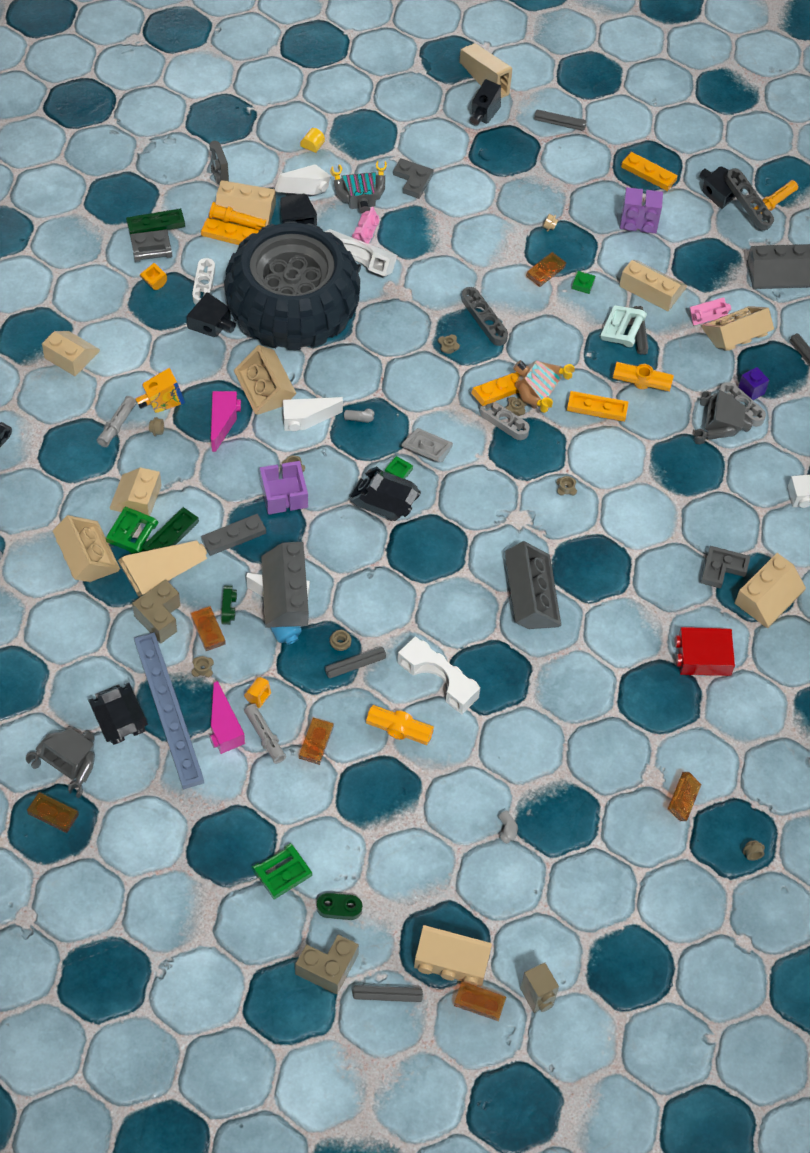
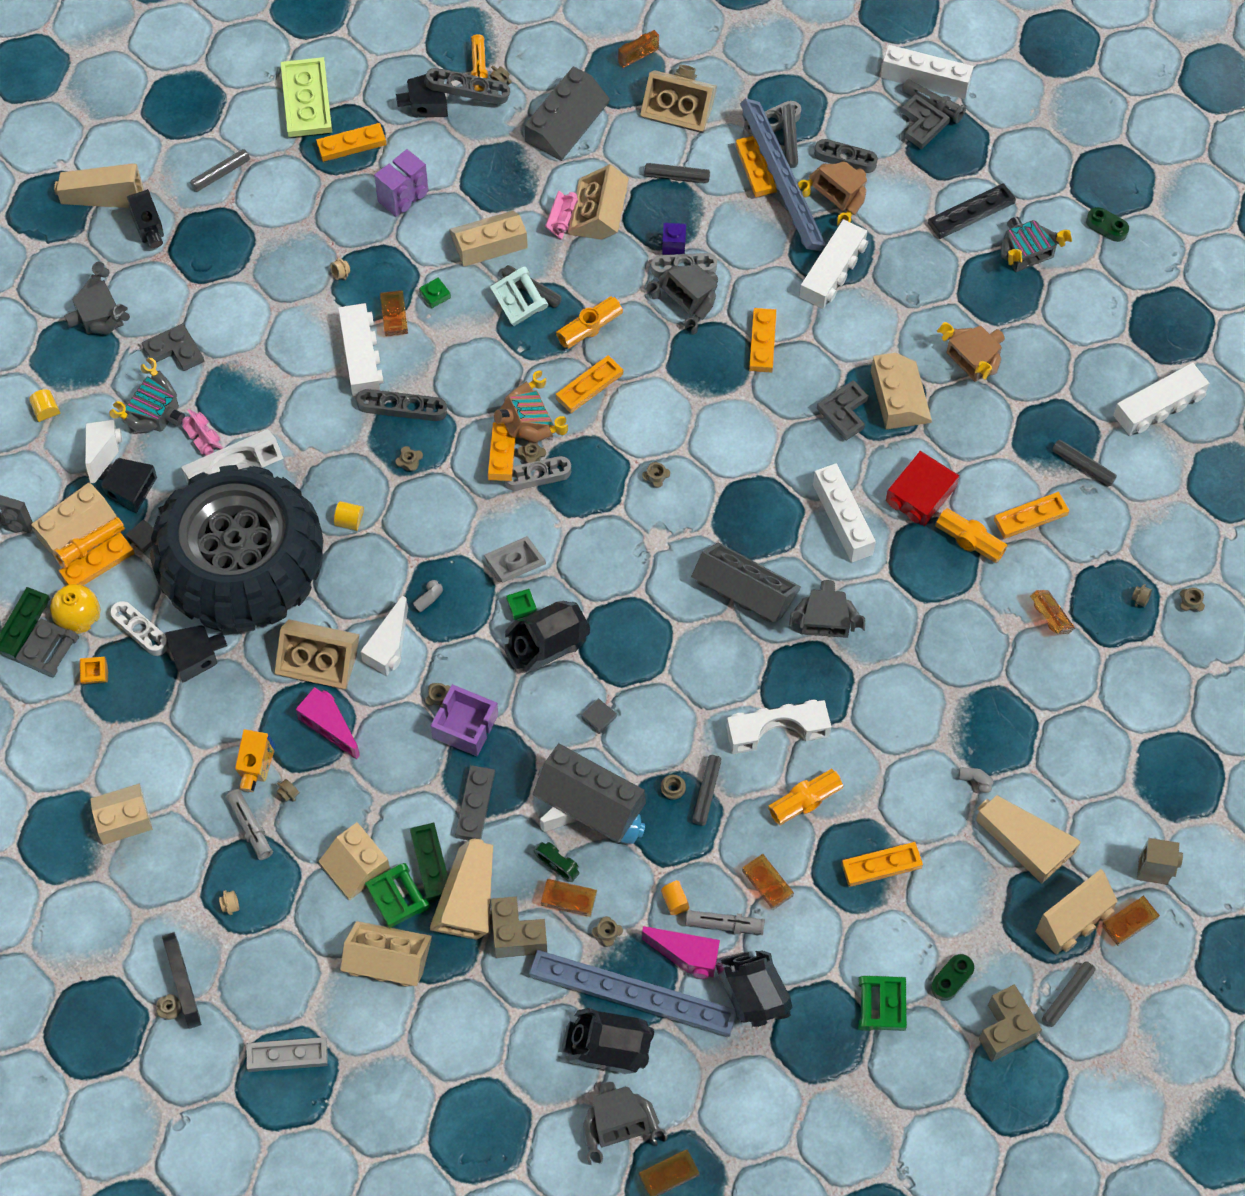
camera: 50 degrees left, 5 degrees up
(55, 444) = (229, 902): none -> tan plate
(188, 241) = (75, 608): none -> yellow cylinder
(225, 777) = (754, 987): none -> black brick
(356, 565) = (599, 715): none -> dark grey tile
(378, 336) = (348, 515): none -> yellow brick
(388, 805) = (882, 864): none -> light orange plate
(403, 120) = (96, 305): none -> dark grey torso
(488, 895) = (1026, 837): none -> tan slope
(502, 267) = (359, 348): none -> white brick
(550, 649) = (827, 613): none -> dark grey torso
(639, 614) = (844, 513): none -> white brick
(656, 127) = (306, 97): none -> yellowish green plate
(698, 706) = (971, 535): none -> light orange piece
(730, 485) = (763, 340): none -> light orange plate
(751, 735) = (1031, 515): none -> light orange plate
(779, 214) = (500, 74): none -> dark tan plate
(784, 882) = (1192, 593): none -> dark tan plate

